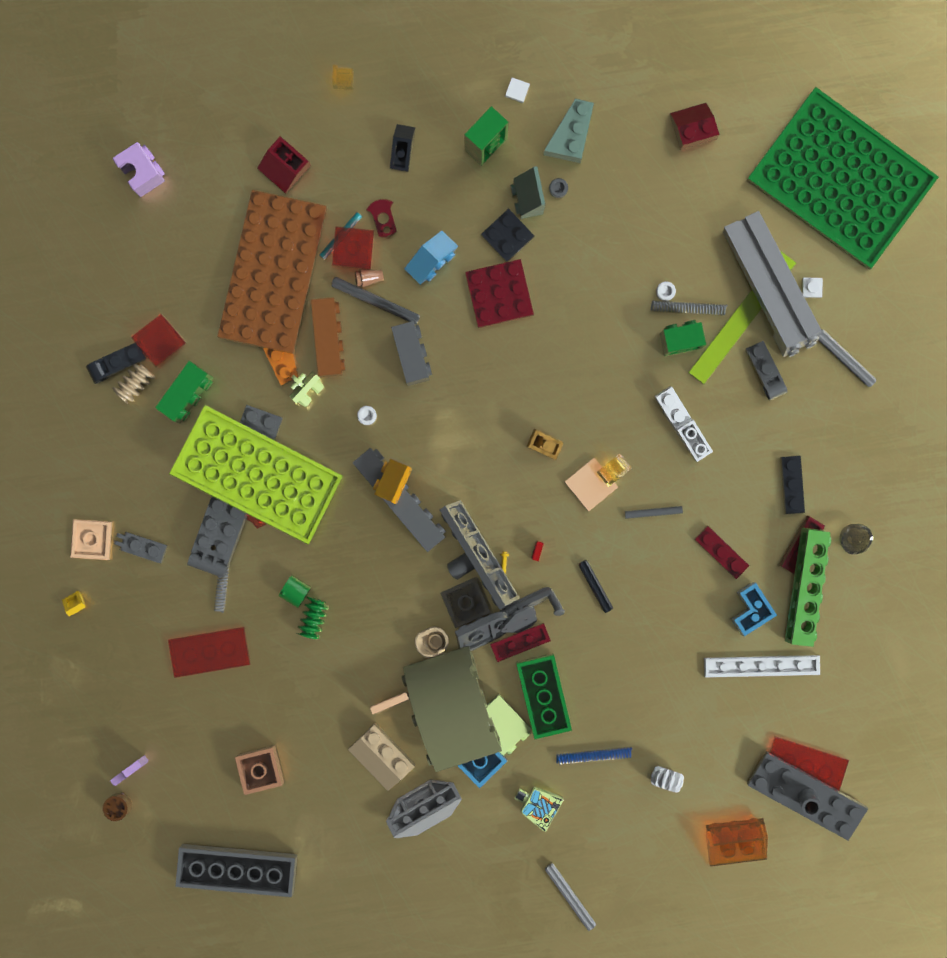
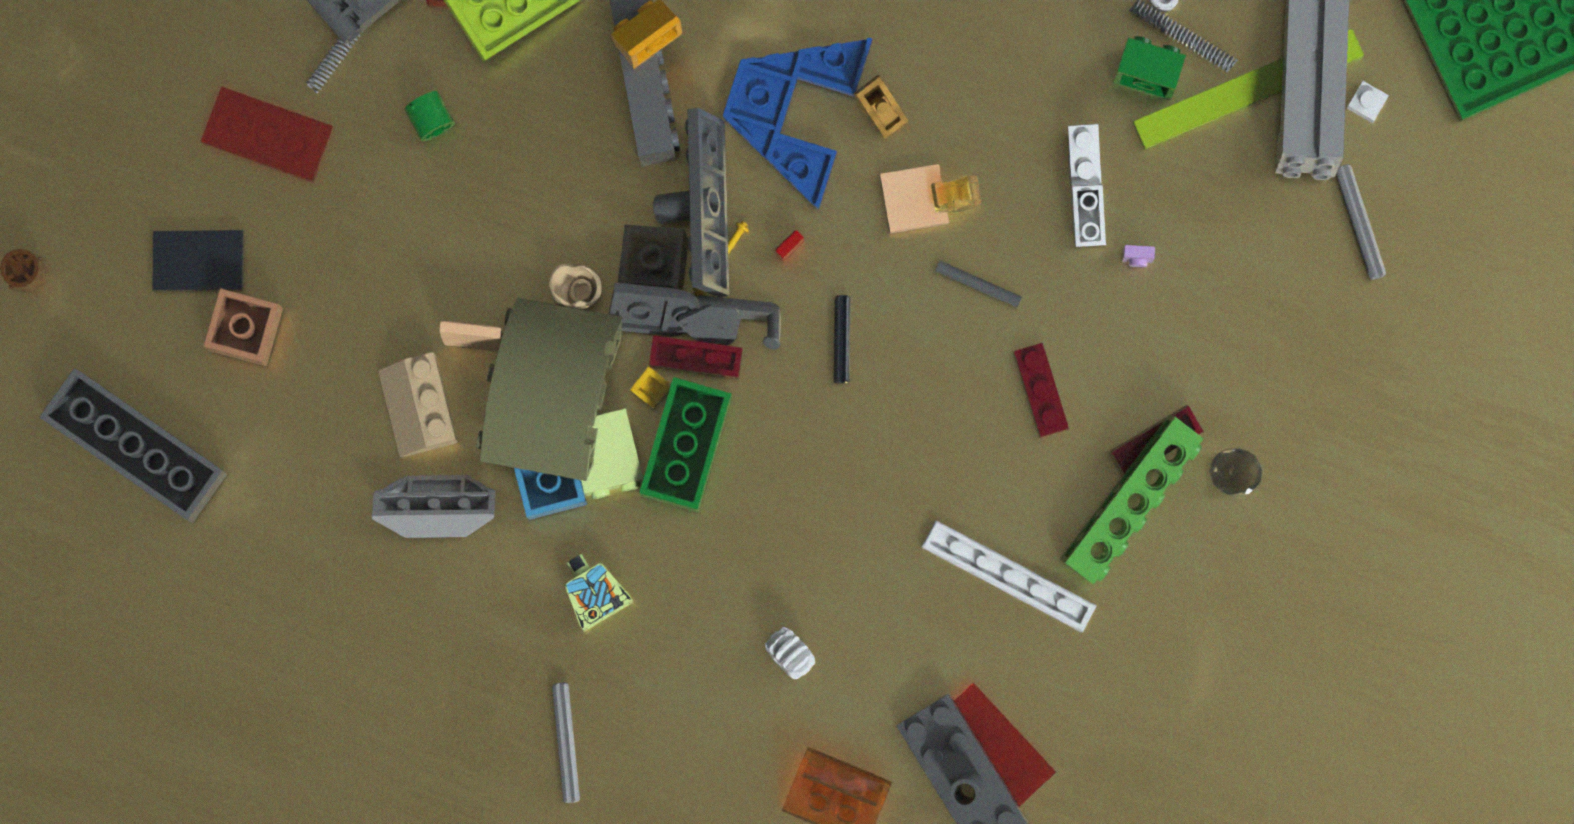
camera: 30 degrees right, 5 degrees down
(129, 770) = (68, 229): lavender tile -> none
(212, 744) = (198, 260): none -> black tile
(313, 618) = (433, 165): green piece -> none
(475, 477) = (763, 96): none -> blue wing
(505, 673) = (651, 388): none -> yellow plate
(592, 755) = (720, 576): blue piece -> none
(734, 447) = (1138, 255): none -> lavender plate
(757, 611) = (1046, 492): dark azure brick -> none
(766, 370) = (1241, 178): dark grey plate -> none
(792, 484) = (1190, 353): black plate -> none

